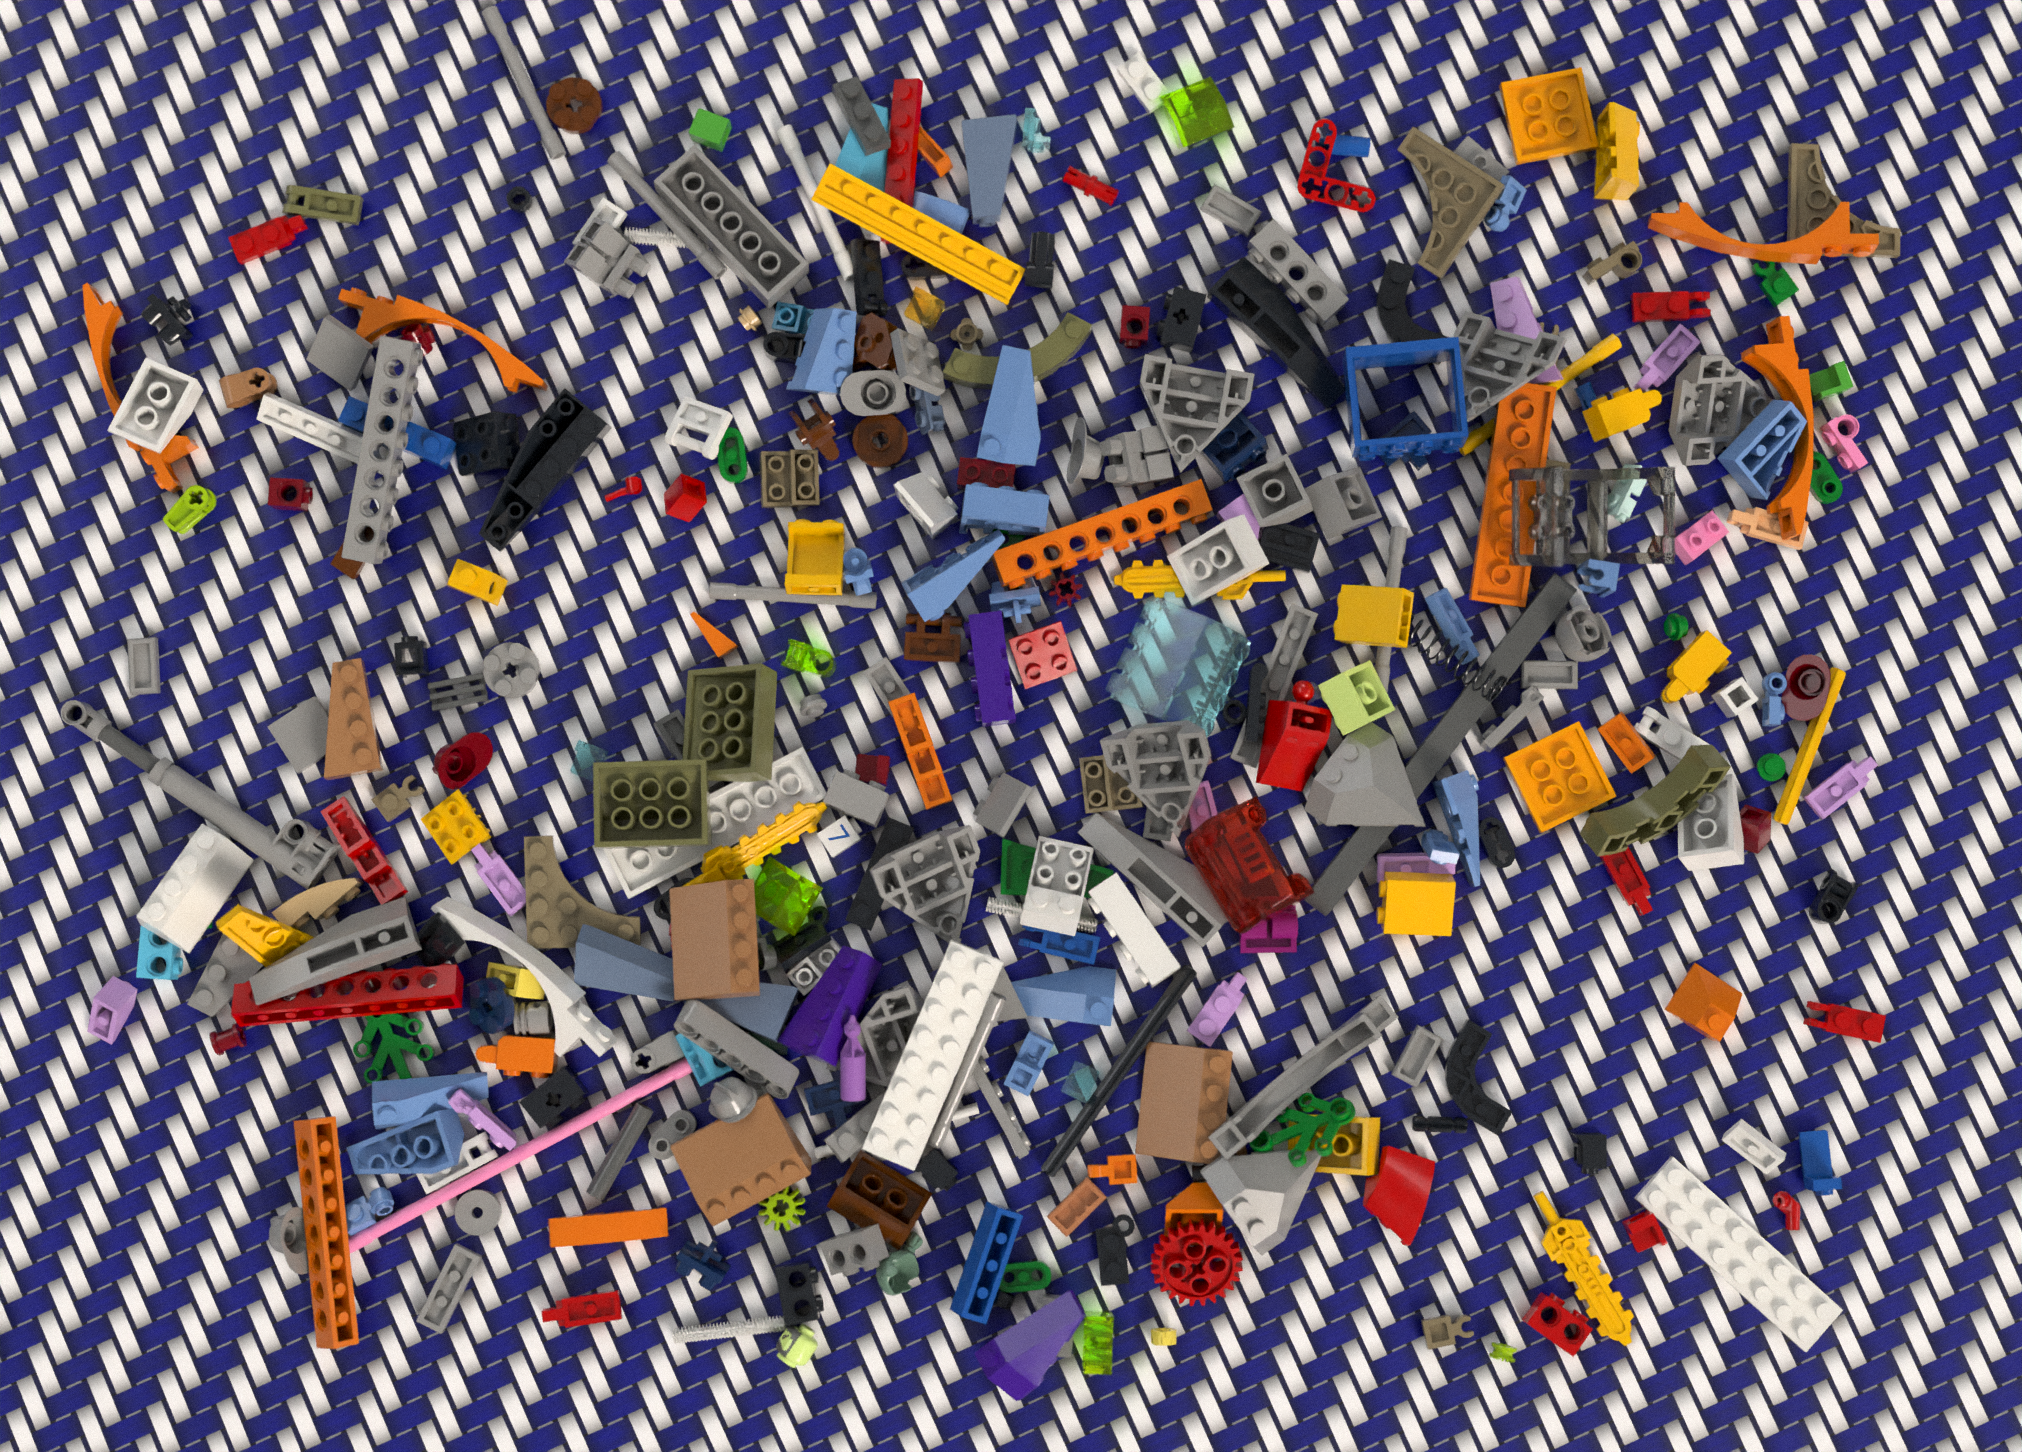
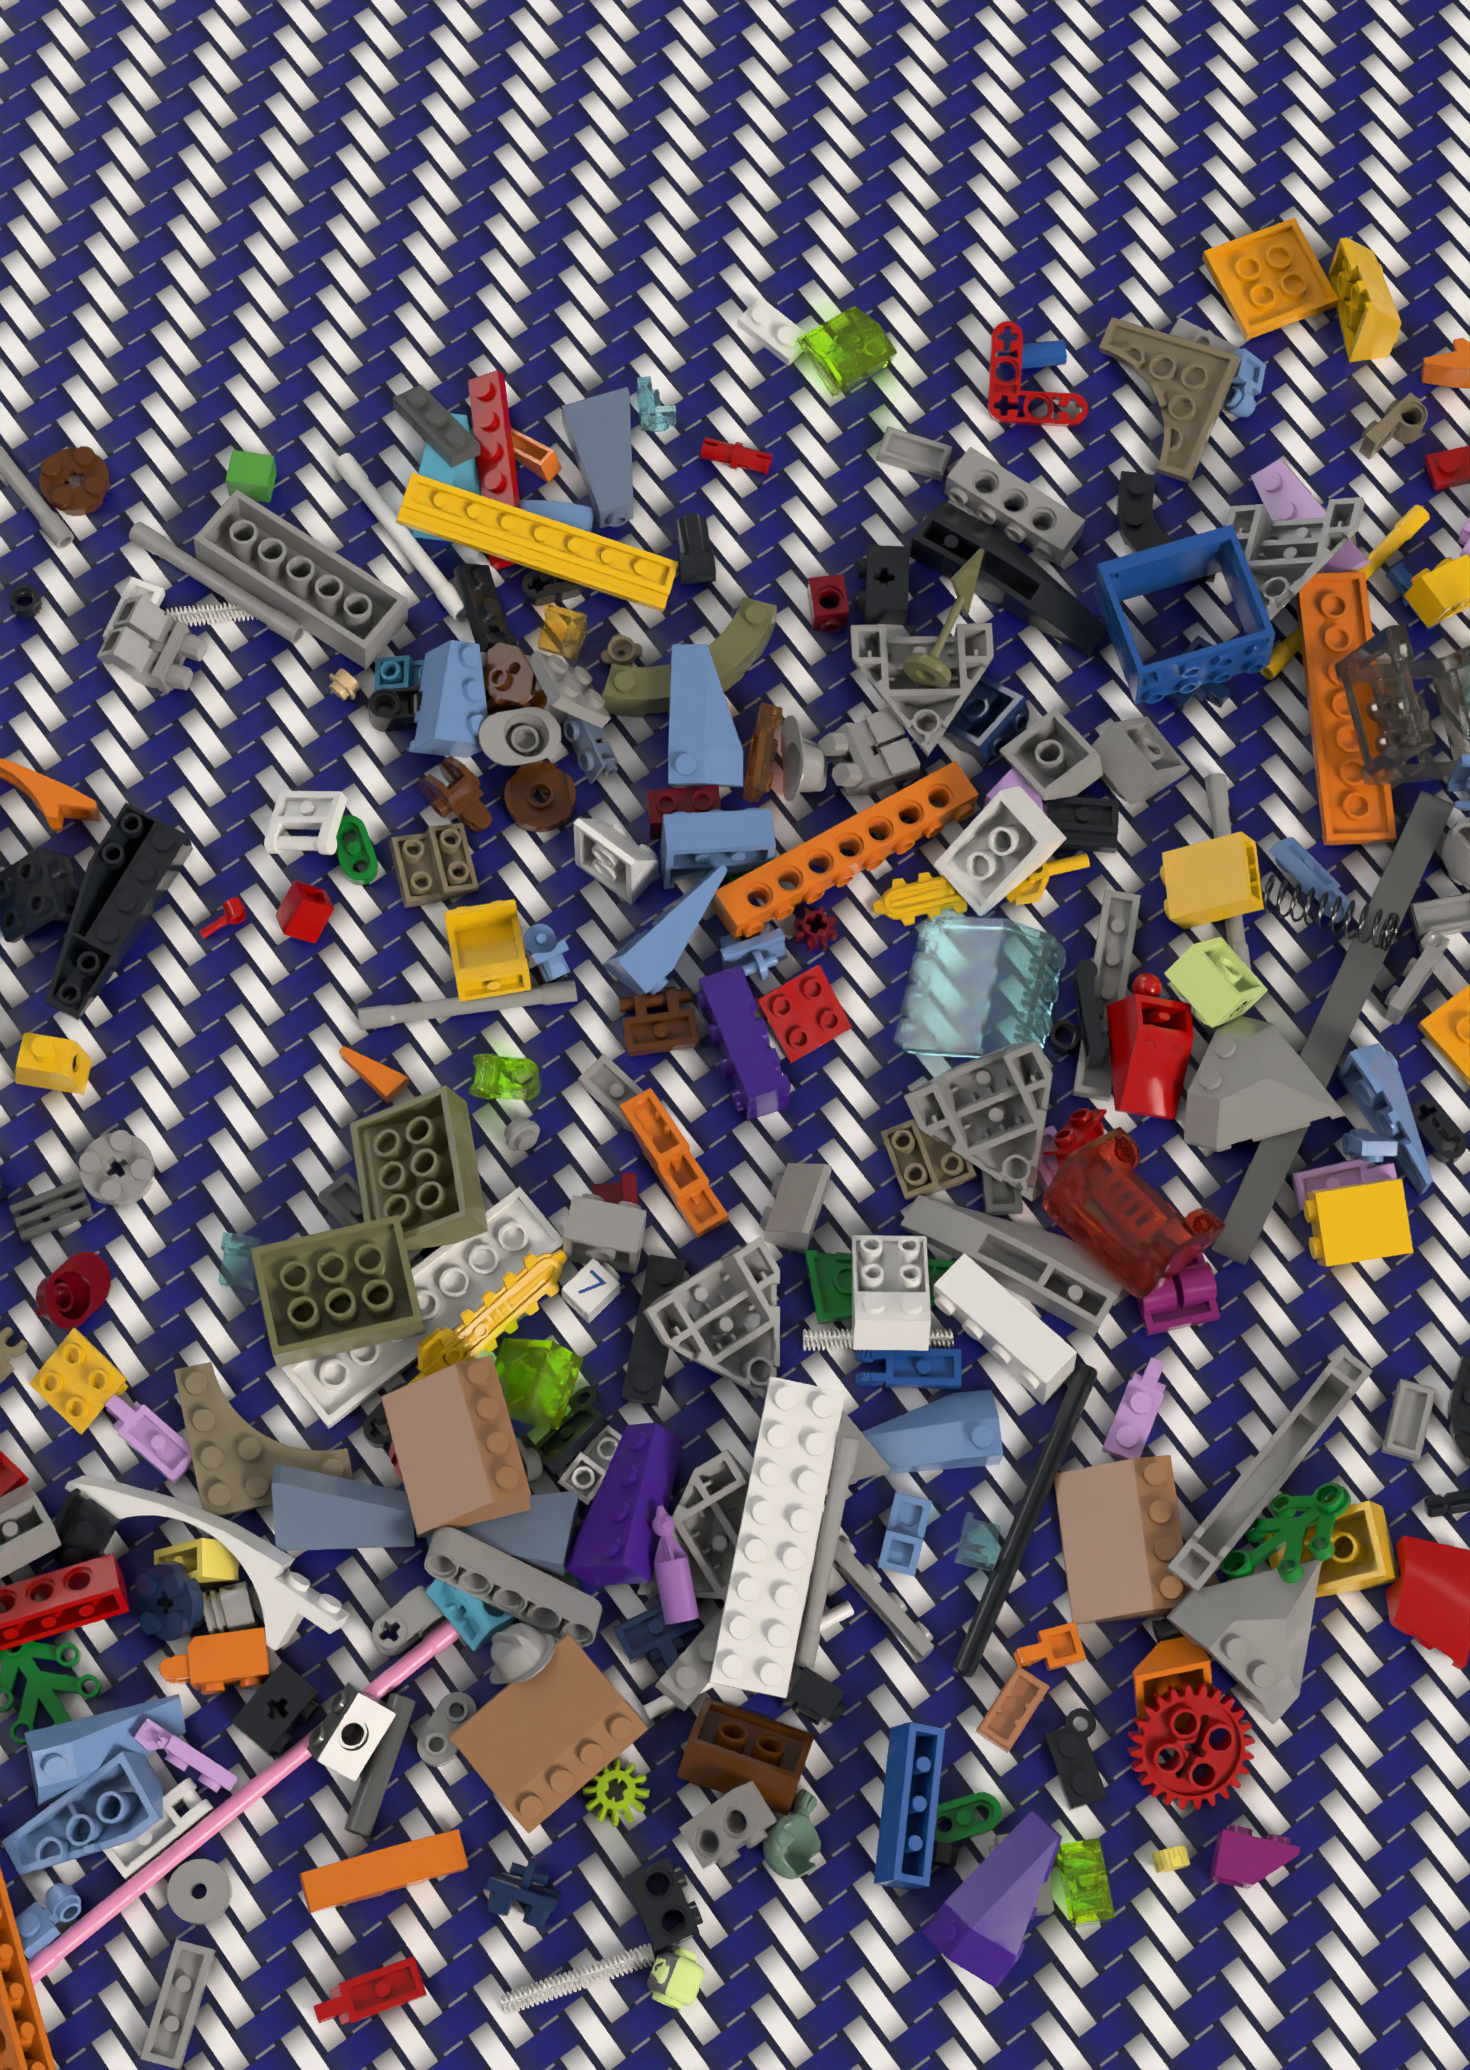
camera: 15 degrees left, 15 degrees down
(599, 1140) = (350, 1753): none -> brick
(1056, 438) = (762, 750): none -> clear orange hinge
(1218, 1349) = (1247, 1859): none -> magenta slope
(1223, 793) = (1080, 1130): none -> red hinge
(1238, 343) = (927, 668): none -> olive piece

